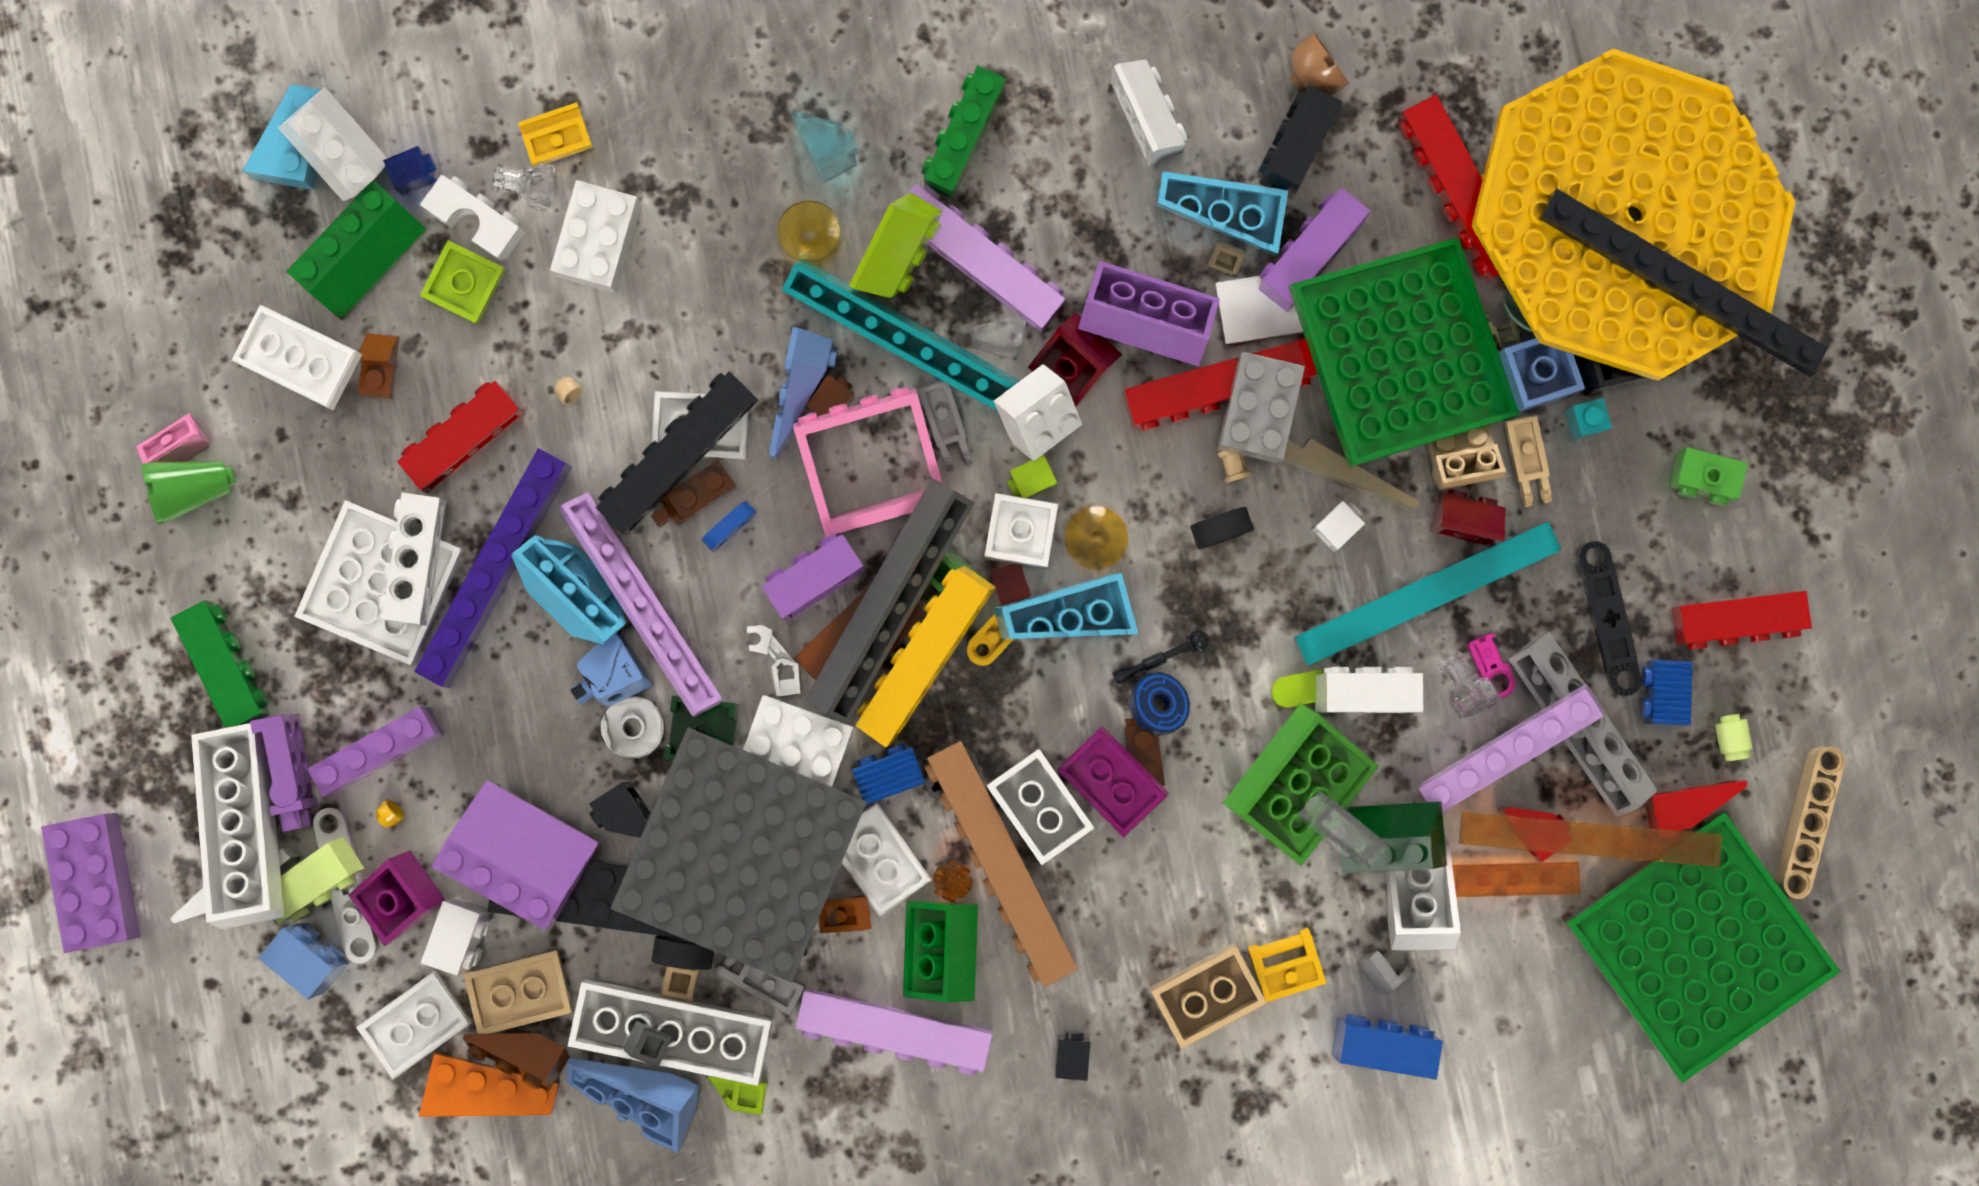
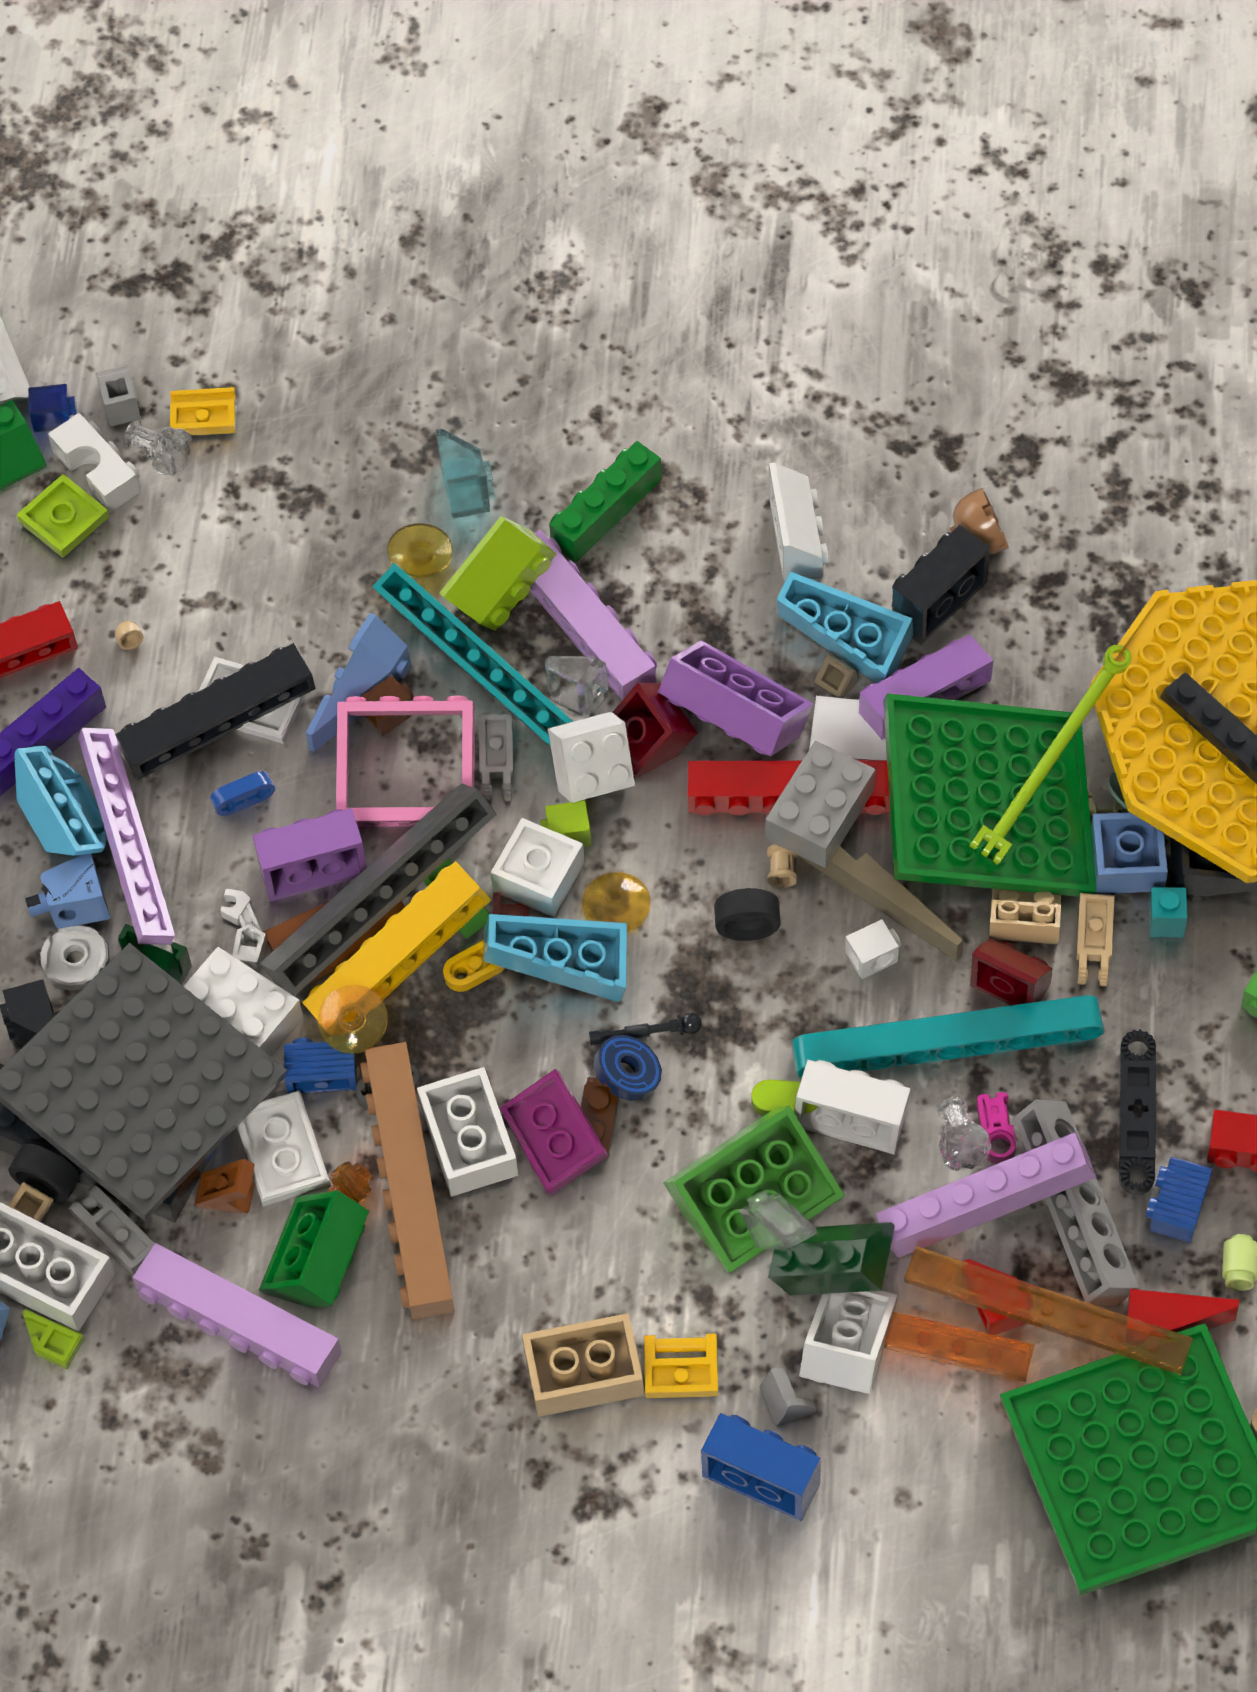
camera: 20 degrees right, 25 degrees down
(468, 138) = (118, 395): none -> light grey slope
(596, 237) = (208, 505): white brick -> none
(694, 495) = (217, 760): reddish brown hinge -> none
(907, 719) = (364, 1030): none -> clear yellow dish
(1072, 1056) = (417, 1393): black brick -> none
(1426, 401) = (996, 836): none -> lime hinge
(1449, 171) = (1087, 638): red brick -> none

